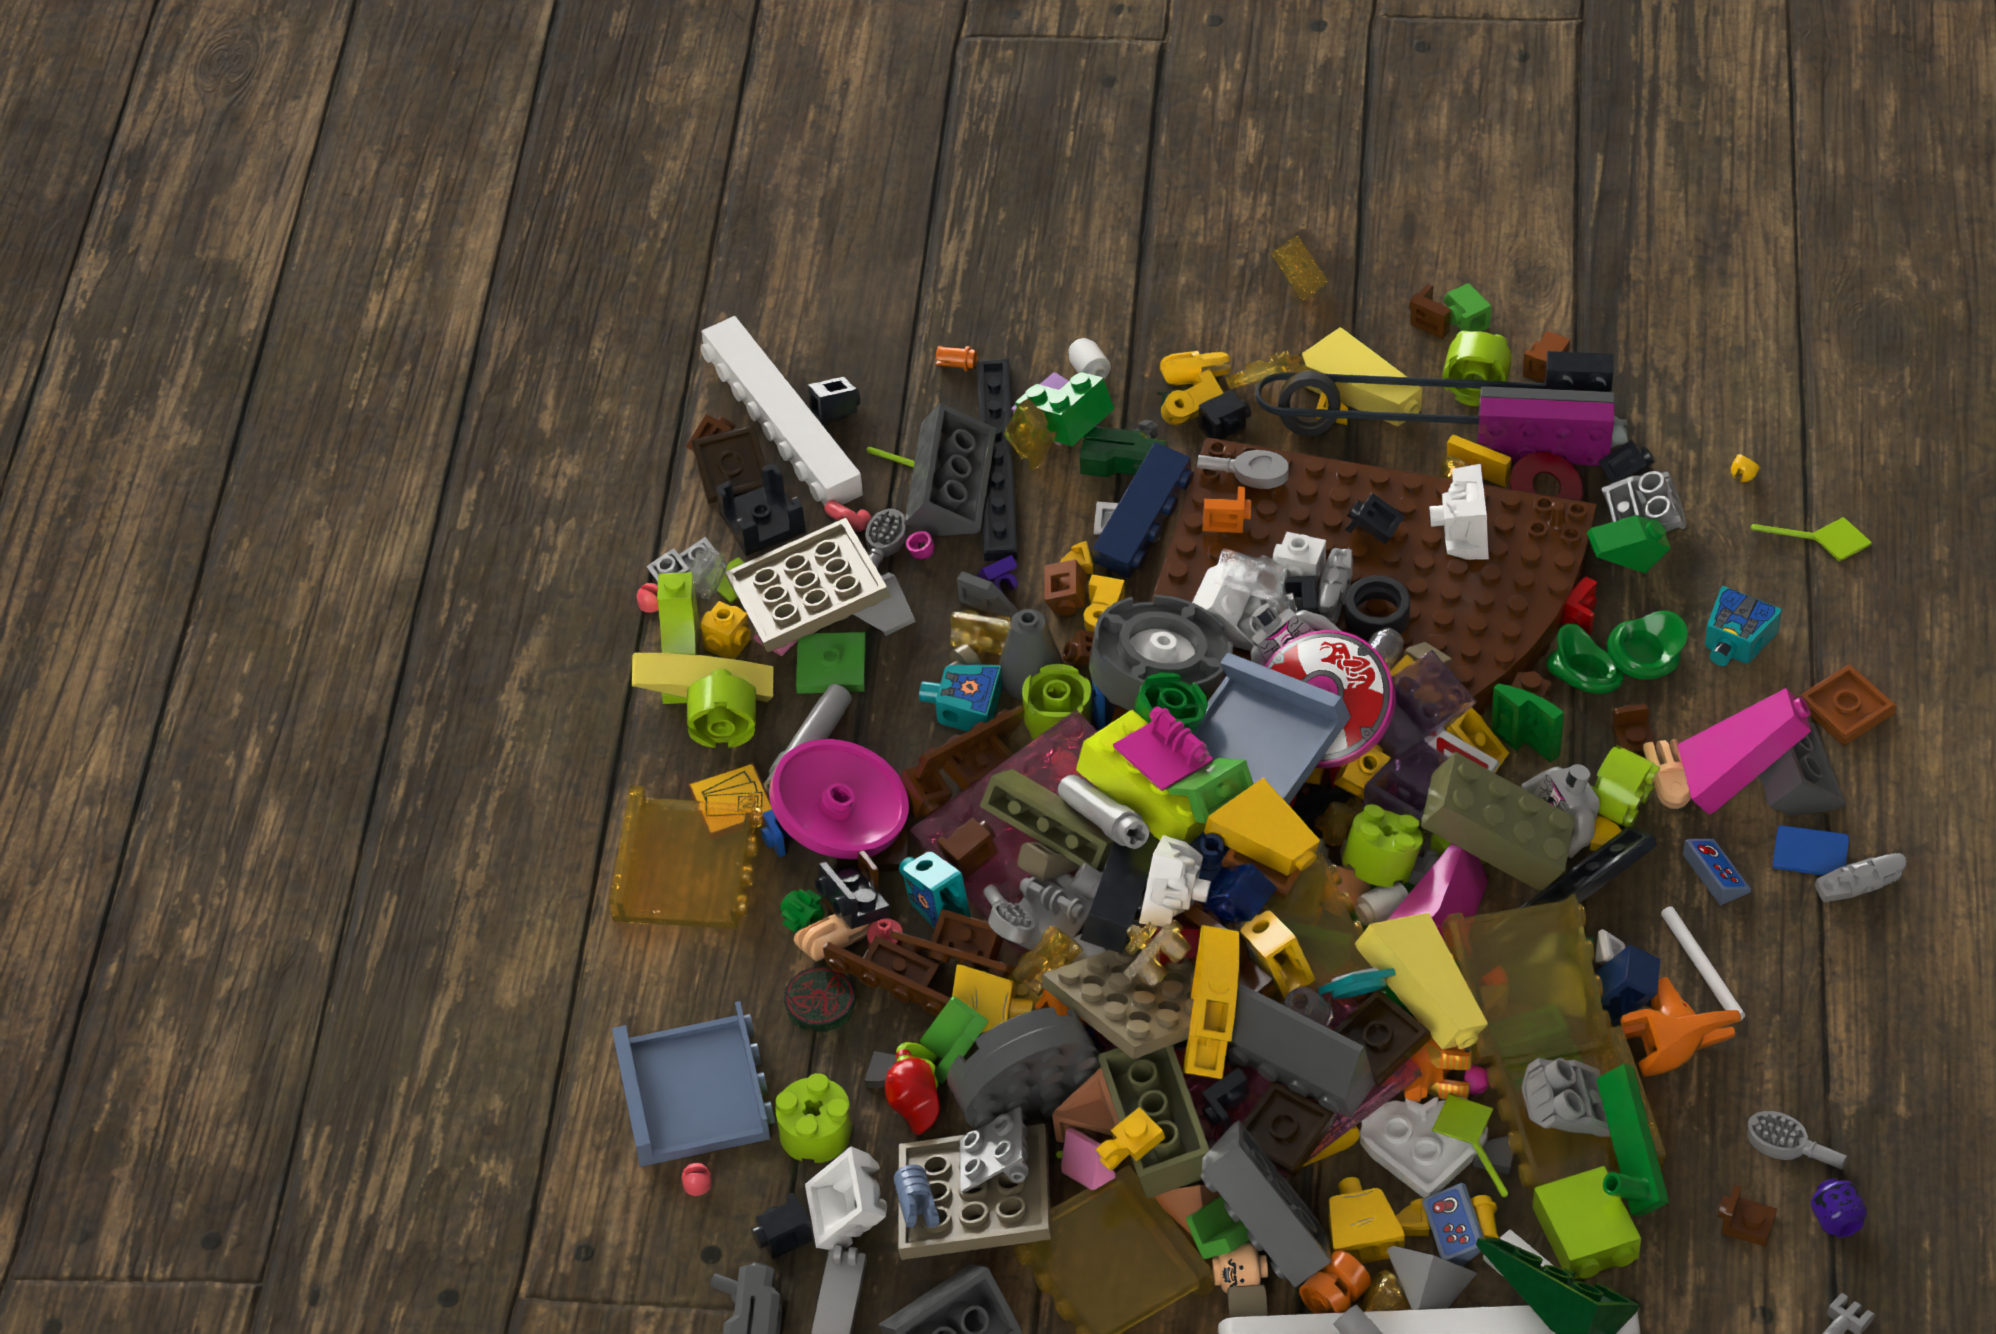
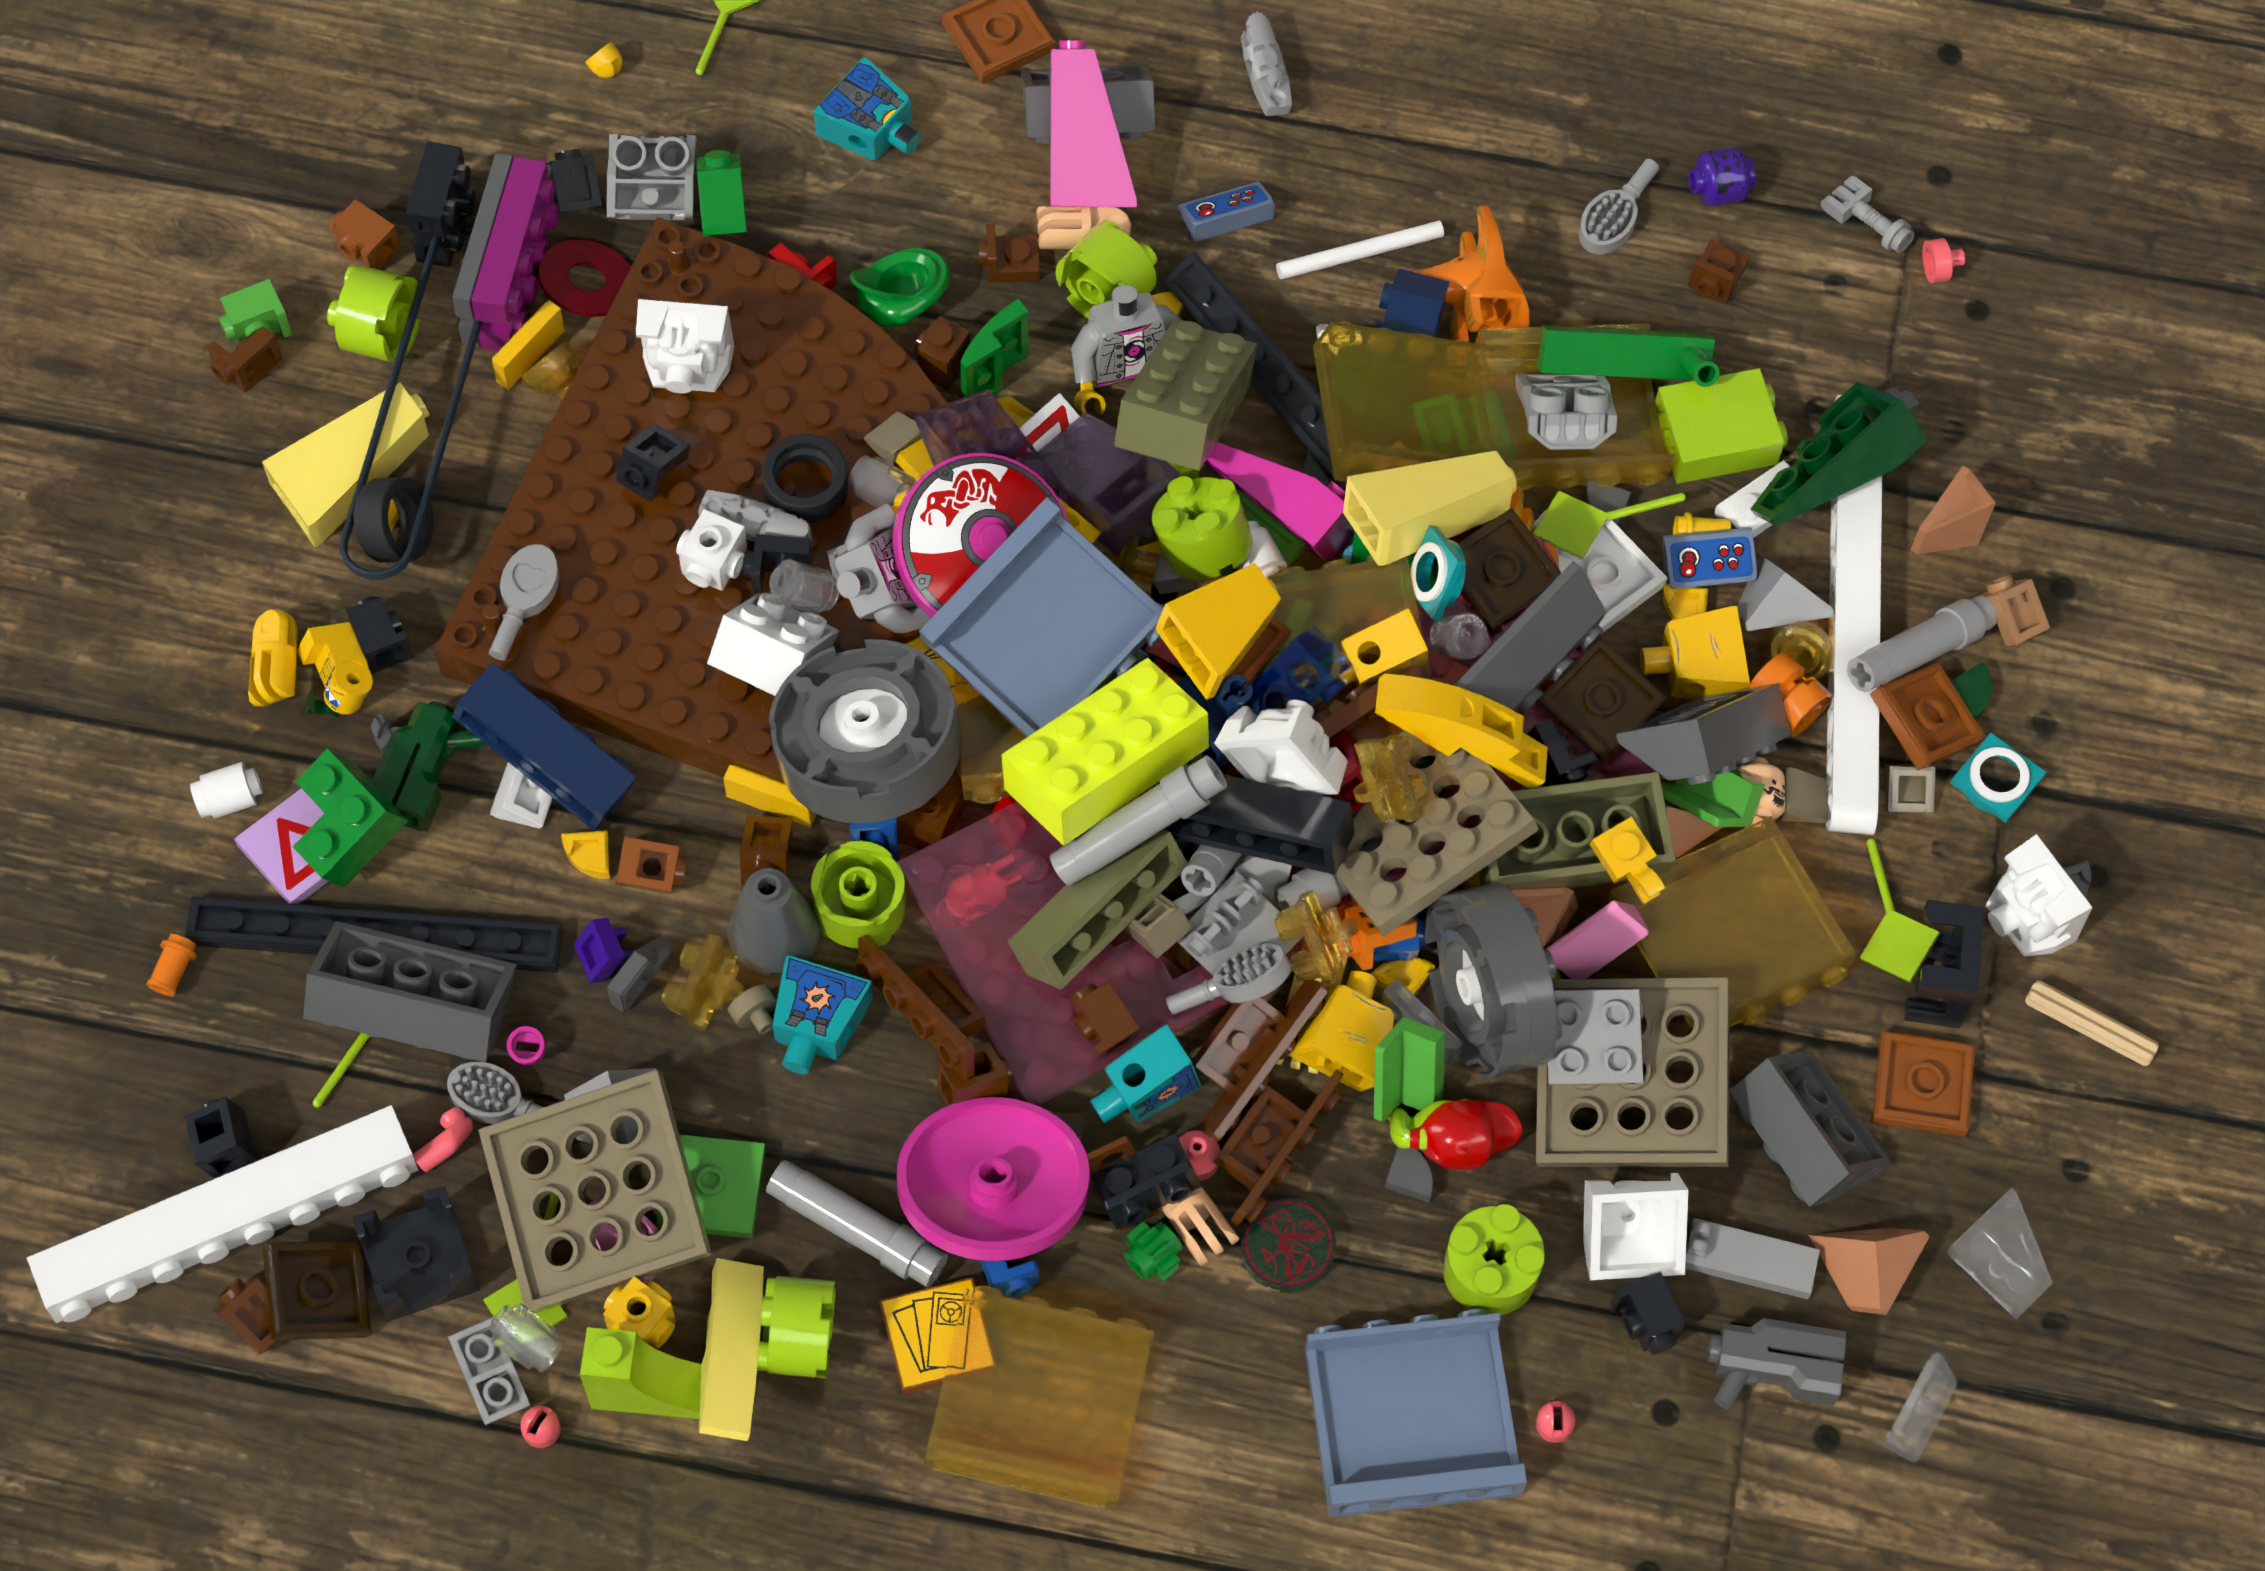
camera: 90 degrees left, 15 degrees up
(915, 1195) = (1661, 1131): sand blue hinge -> none
(1029, 433) = (375, 869): clear yellow plate -> none
(1102, 594) = (690, 823): yellow leg -> none
(1164, 750) = (1096, 716): dark pink hinge -> none
(1167, 691) = (992, 712): green cylinder -> none
(1213, 786) = (1153, 670): bright green panel -> none
(1225, 514) = (605, 625): orange bracket -> none
(1251, 575) = (776, 589): clear slope -> none
(1259, 369) = (324, 561): clear yellow plate -> none
(1299, 267) = (130, 497): clear yellow hips -> none
(1648, 645) = (882, 209): green piece -> none
(1809, 850) = (1217, 111): blue slope -> none

